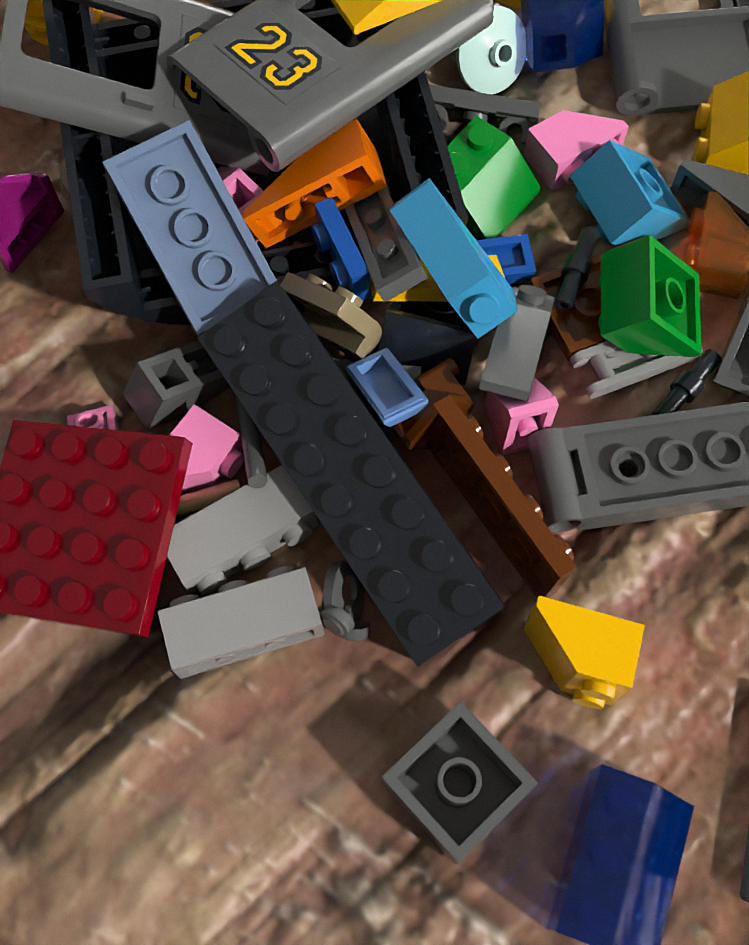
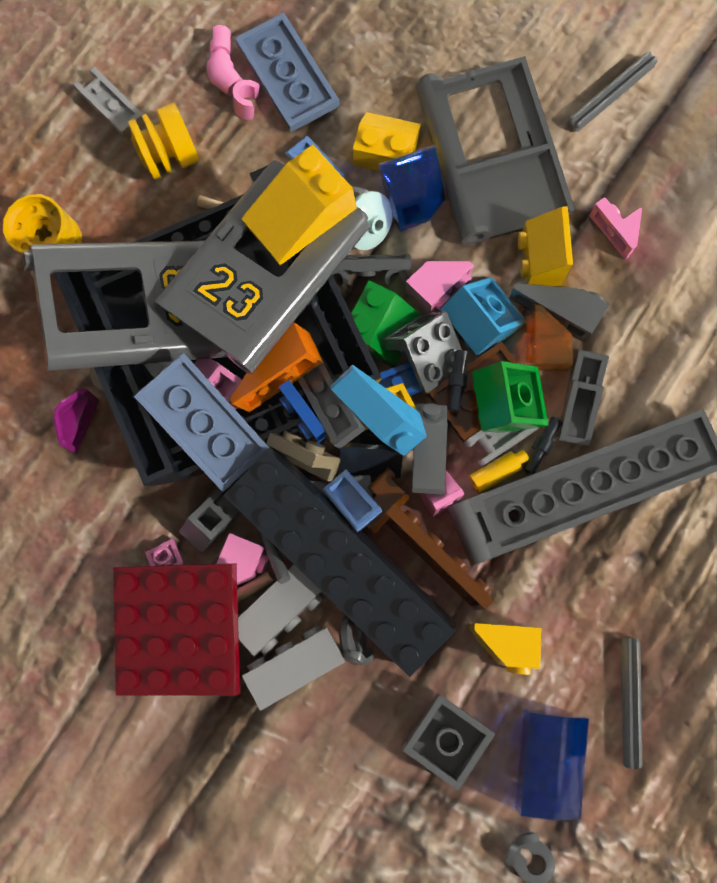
camera: 10 degrees left, 10 degrees up
(544, 219) = (429, 347): none -> dark grey bracket
(613, 405) = (497, 471): none -> yellow cylinder

